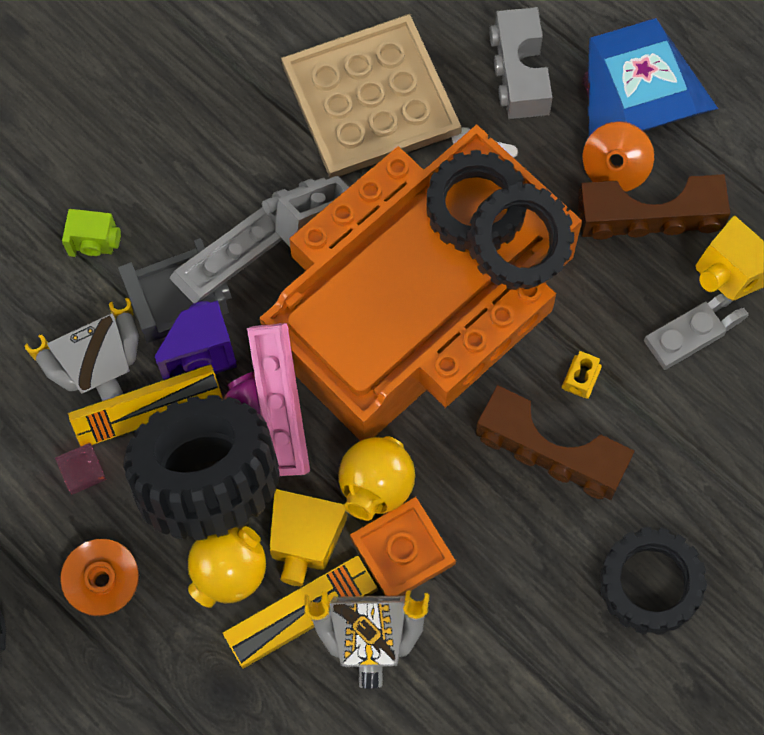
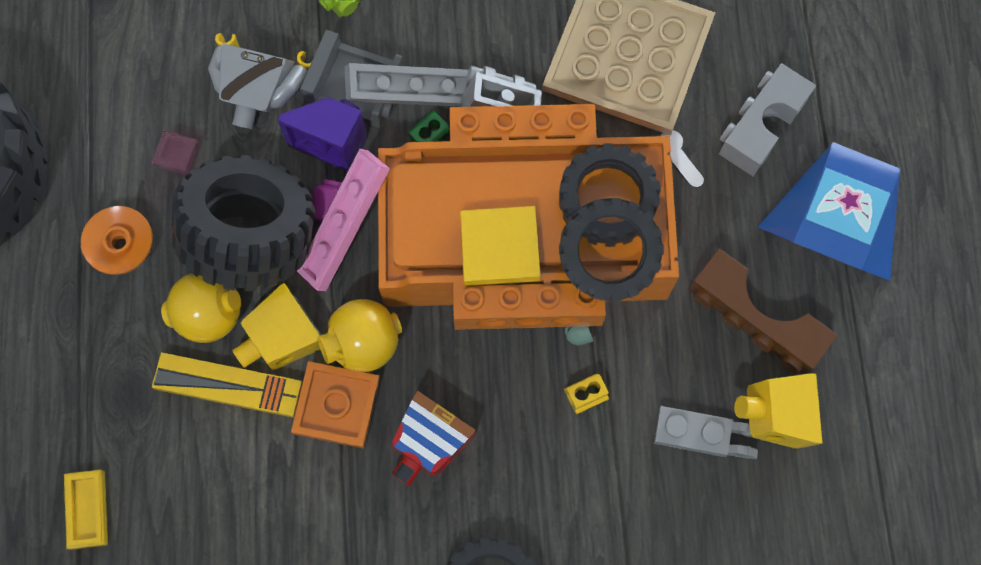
camera: 40 degrees right, 5 degrees up
(133, 408) = (242, 139): yellow tile -> none
(269, 269) = (425, 125): none -> green piece
(368, 630) = (252, 439): torso -> none
(430, 307) = (500, 245): none -> yellow tile
(499, 511) = (428, 439): none -> torso
(536, 337) = (578, 335): none -> sand green hinge
(593, 466) = (530, 468): reddish brown arch -> none
(626, 141) = (784, 250): orange dish -> none

